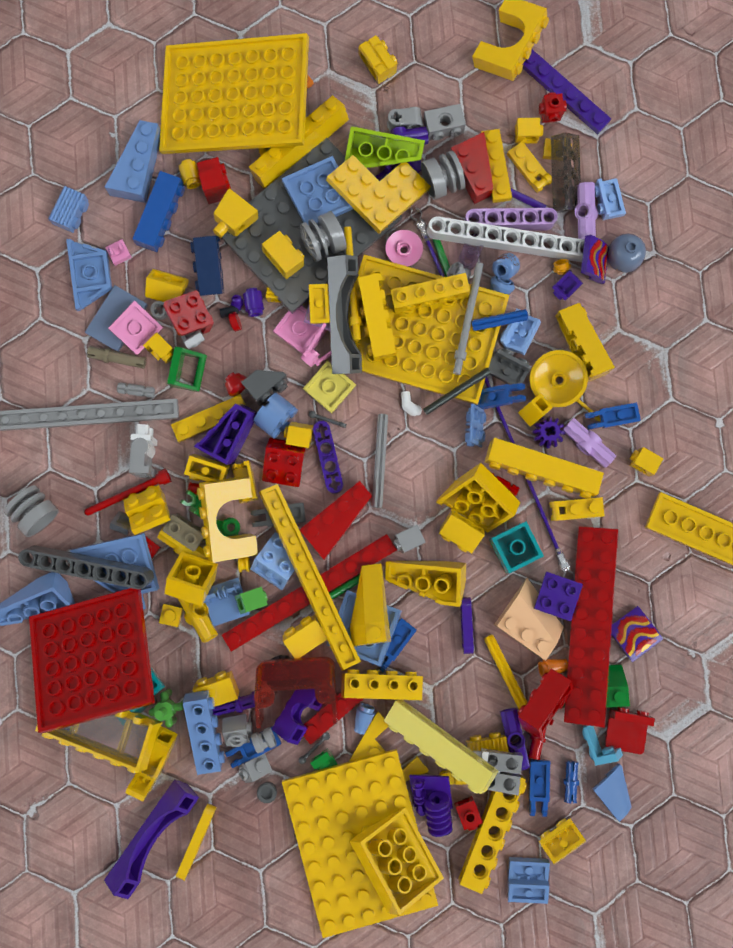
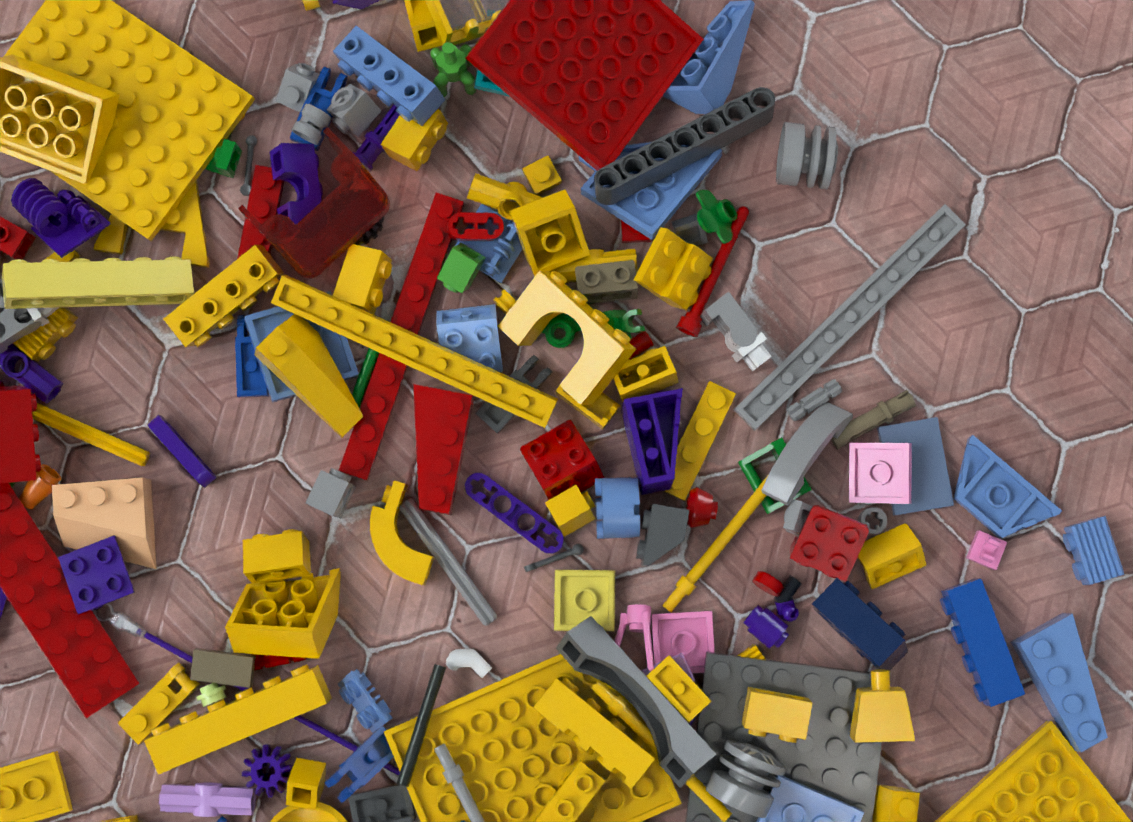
camera: 145 degrees right, 0 degrees up
(102, 519) = (716, 215): none -> green plate
(159, 348) = (829, 474): yellow brick -> none
(161, 367) = (802, 451): none -> light grey slope
(189, 174) = (987, 724): yellow brick -> none
(213, 179) = (948, 737): red brick -> none
(223, 619) = (475, 219): none -> red beam
(267, 792) = (262, 73): dark grey tile -> none
(274, 354) = (685, 585): none -> yellow bar
(363, 717) = (218, 245): medium blue cone -> none
(402, 485) = (387, 541): none -> yellow arch
(434, 579) = (263, 473): yellow wedge -> none
(516, 547) = (194, 592): teal brick -> none
(531, 499) = (222, 667): none -> dark tan tile
(547, 491) = (211, 694): none -> yellowish green plate

